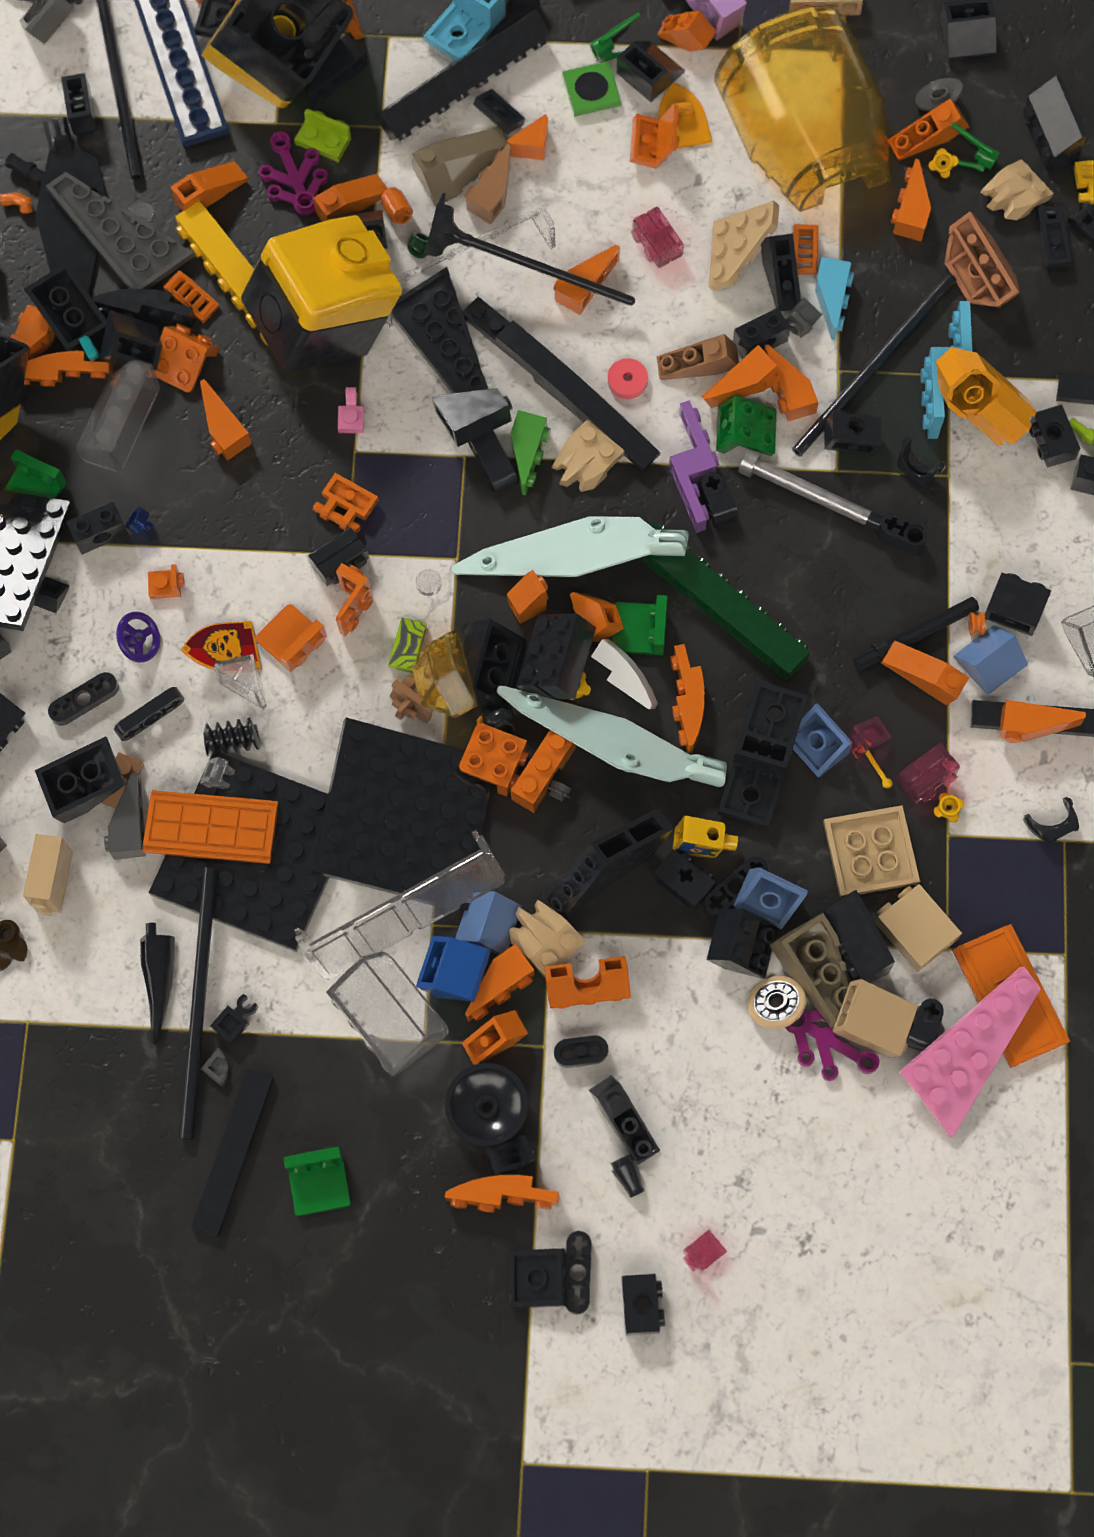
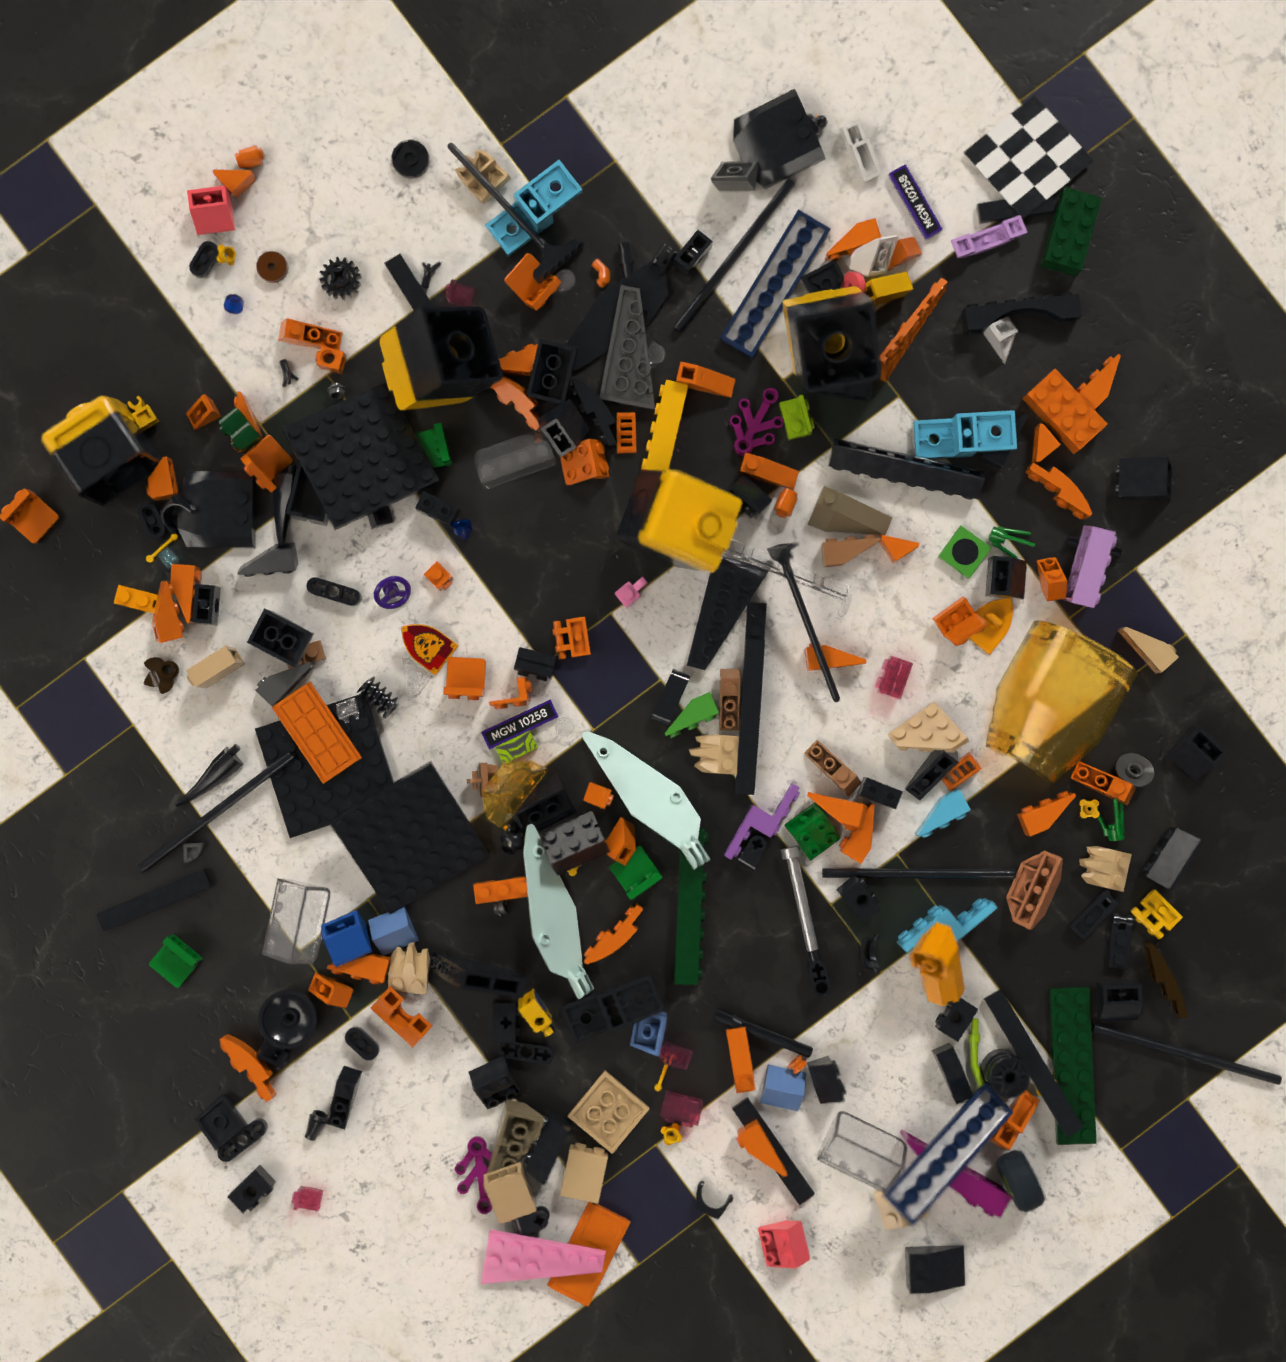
camera: 45 degrees right, 15 degrees up
(89, 348) = (539, 407): teal tile -> none
(149, 714) = (354, 637): black beam -> none
(225, 430) = (559, 525): orange slope -> none
(232, 1022) = (222, 838): black plate -> none
(386, 623) = (519, 724): none -> tile
(404, 913) = (350, 886): clear piece -> none
(419, 241) = (772, 538): dark green tile -> none
(472, 413) = (684, 668): slope -> none
(494, 757) = (486, 857): orange bracket -> none
(499, 111) = (900, 510): black plate -> none
(541, 400) = (729, 699): none -> medium nougat slope
(625, 673) = (599, 888): white slope -> none
(627, 368) = (796, 734): coral piece -> none
(769, 897) = (533, 1077): medium blue slope -> none
(781, 1016) = (477, 1141): wheel -> none
(802, 318) = (912, 807): dark grey bracket -> none

